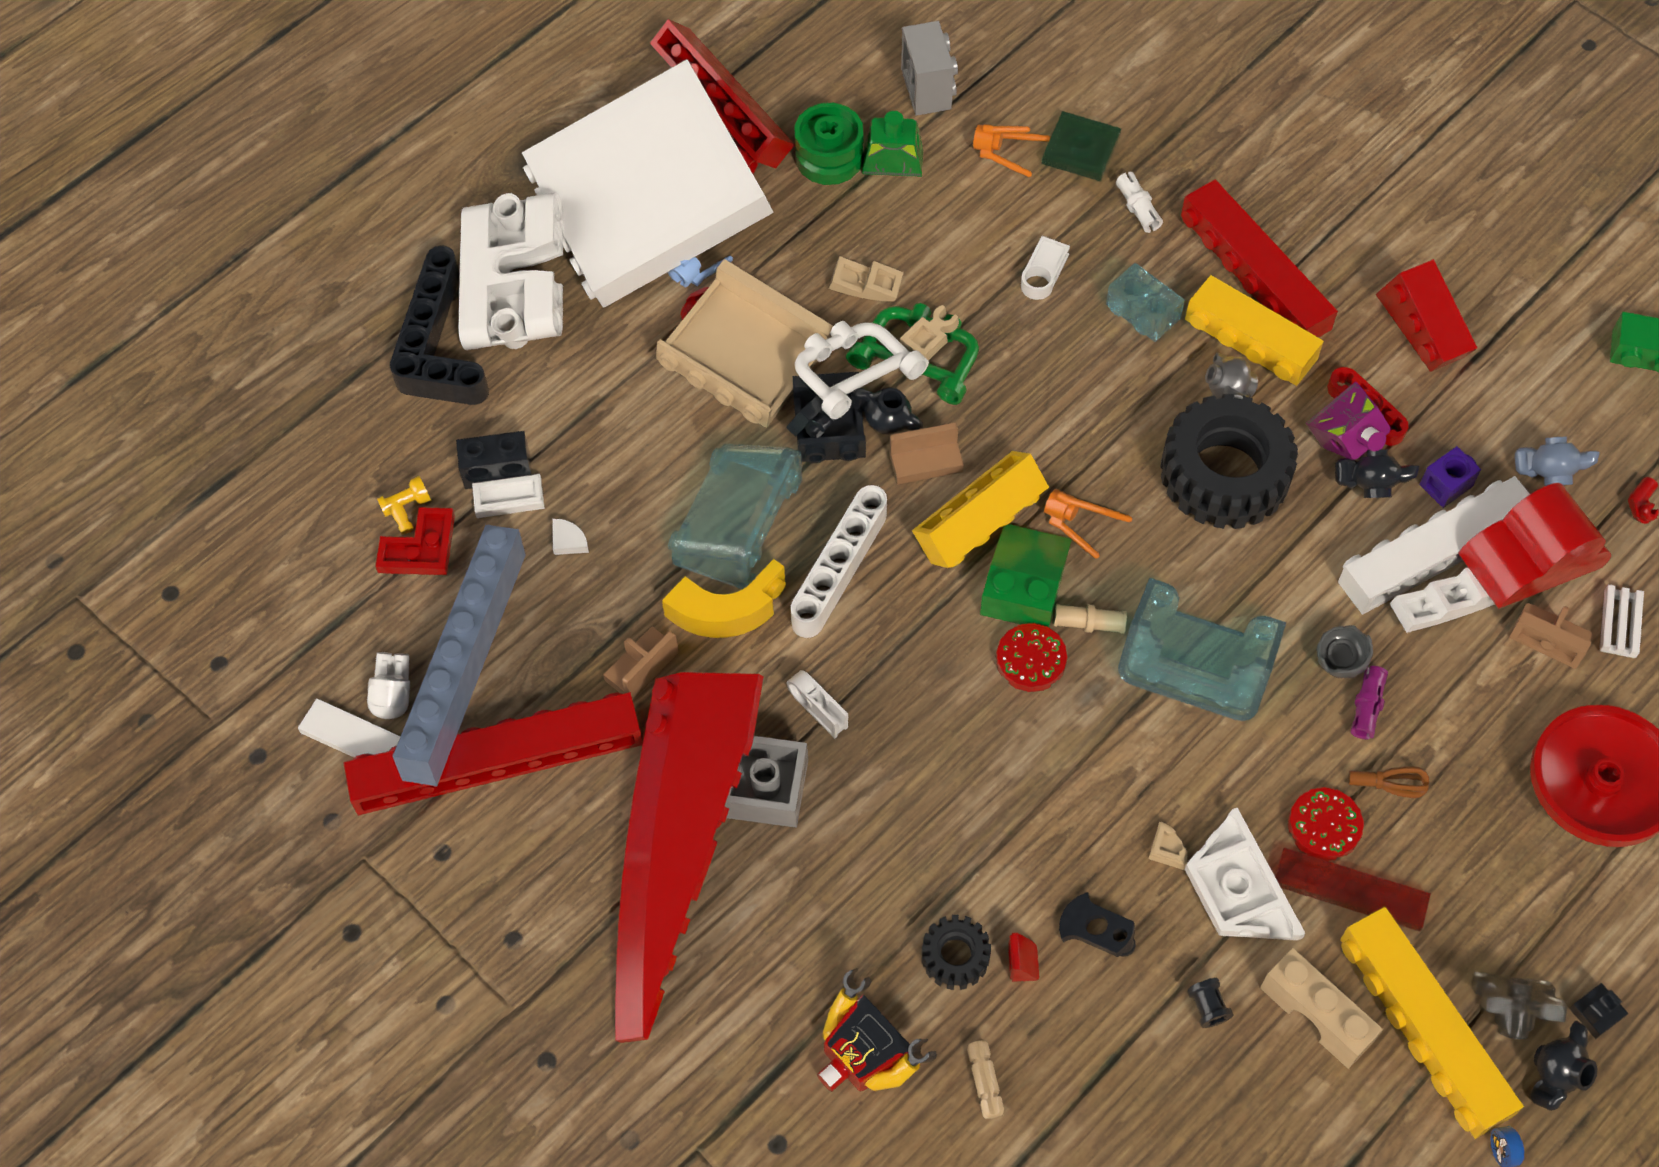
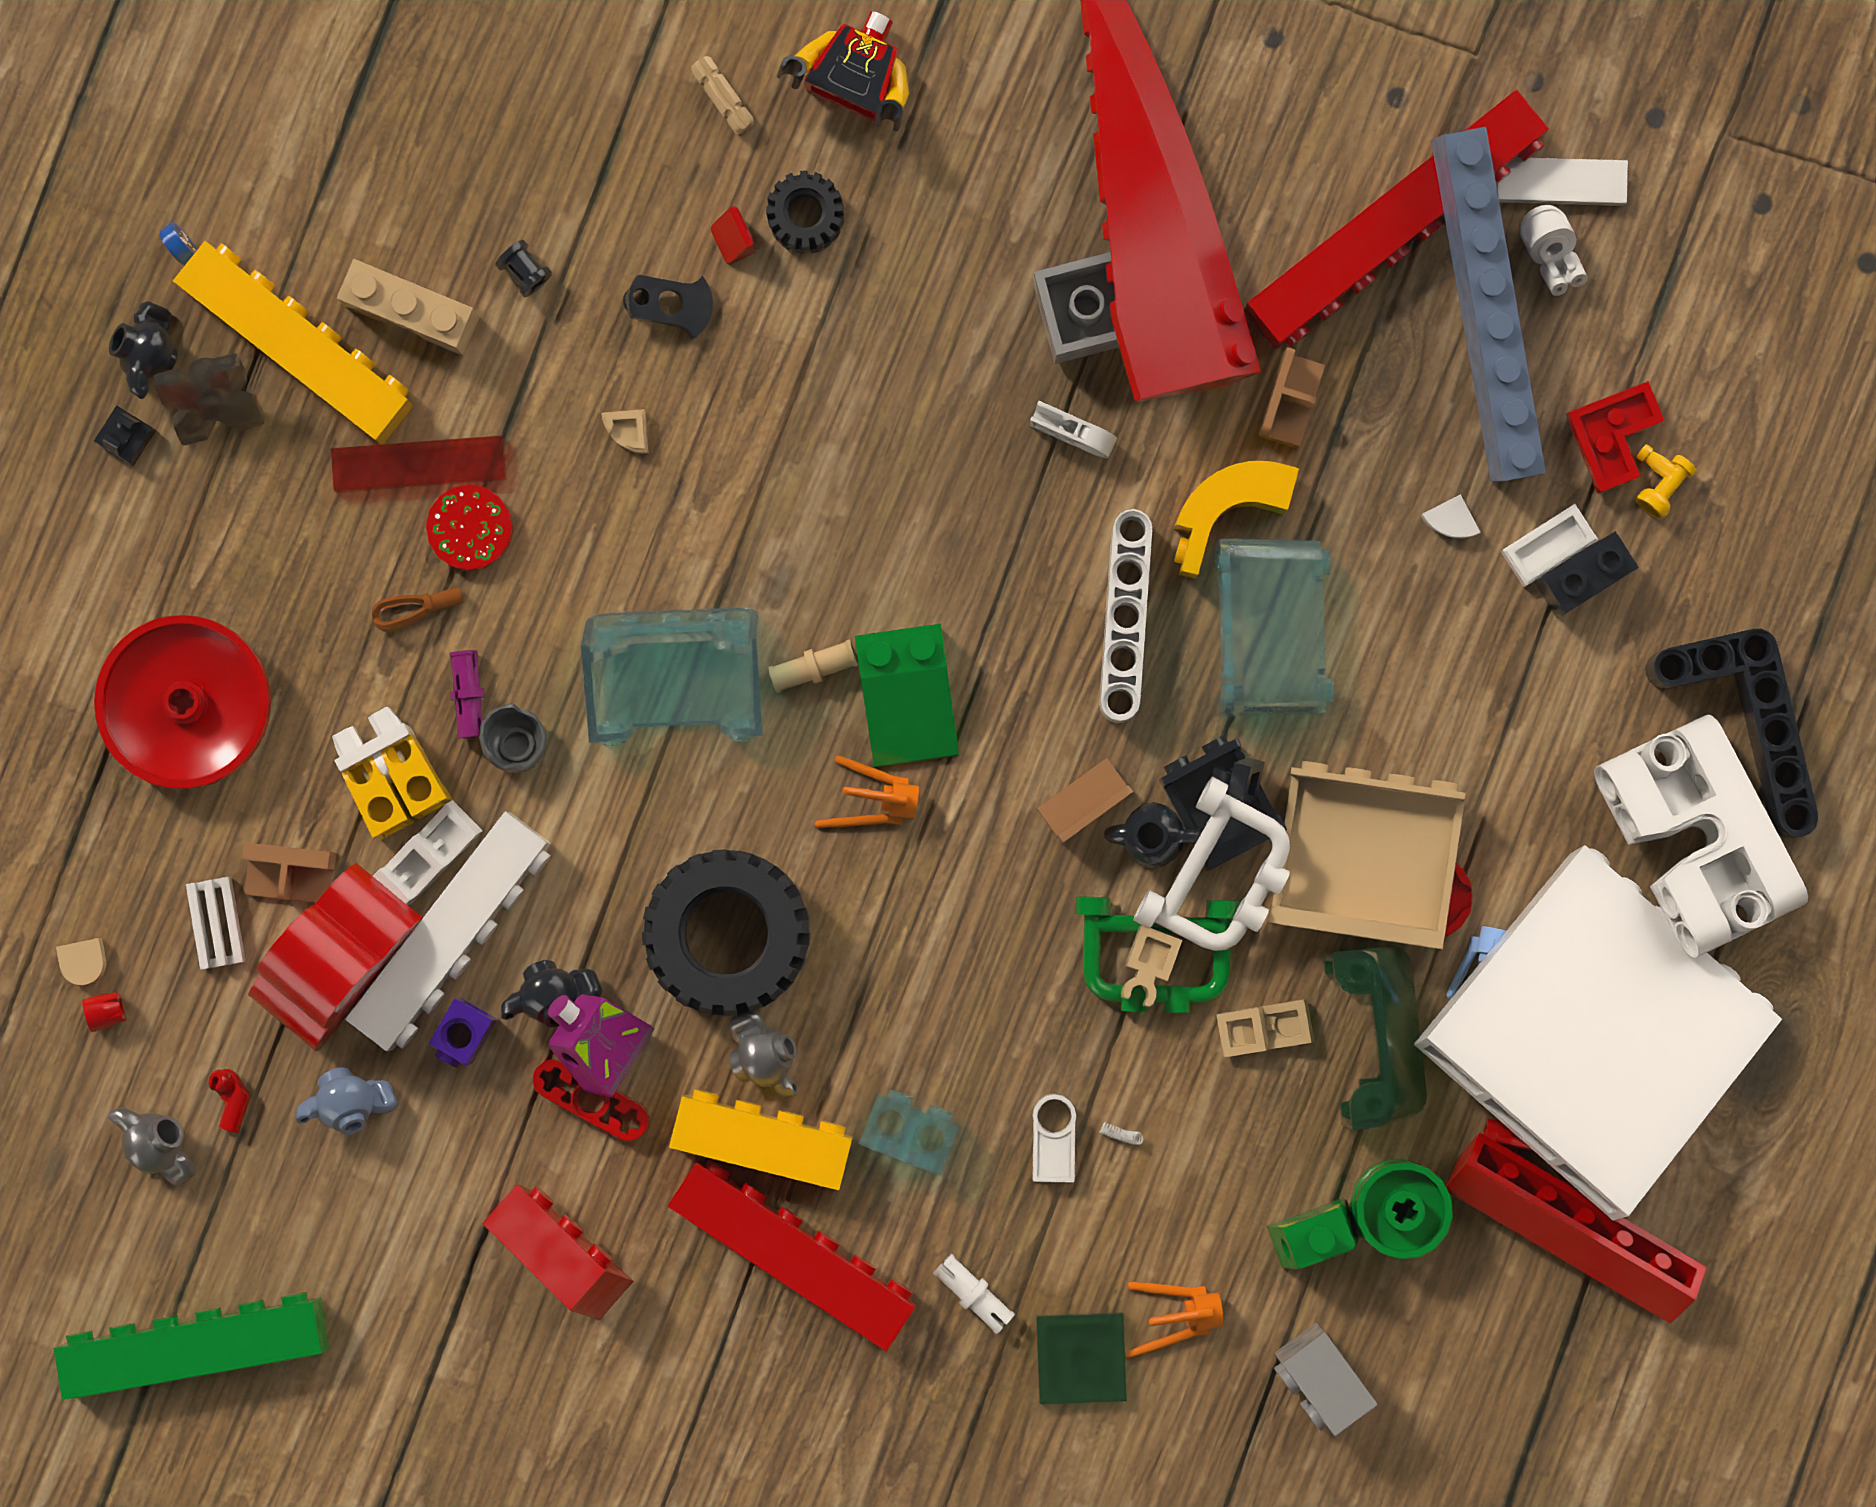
camera: 160 degrees right, 25 degrees up
(804, 207) = (1401, 1084): none -> clear green windscreen
(980, 509) = (990, 747): yellow brick -> none
(989, 251) = (1127, 1135): none -> white leg
(1031, 657) = (860, 593): red tile -> none
(1240, 885) = (538, 414): white wing -> none
(1451, 665) = (386, 760): none -> yellow hips

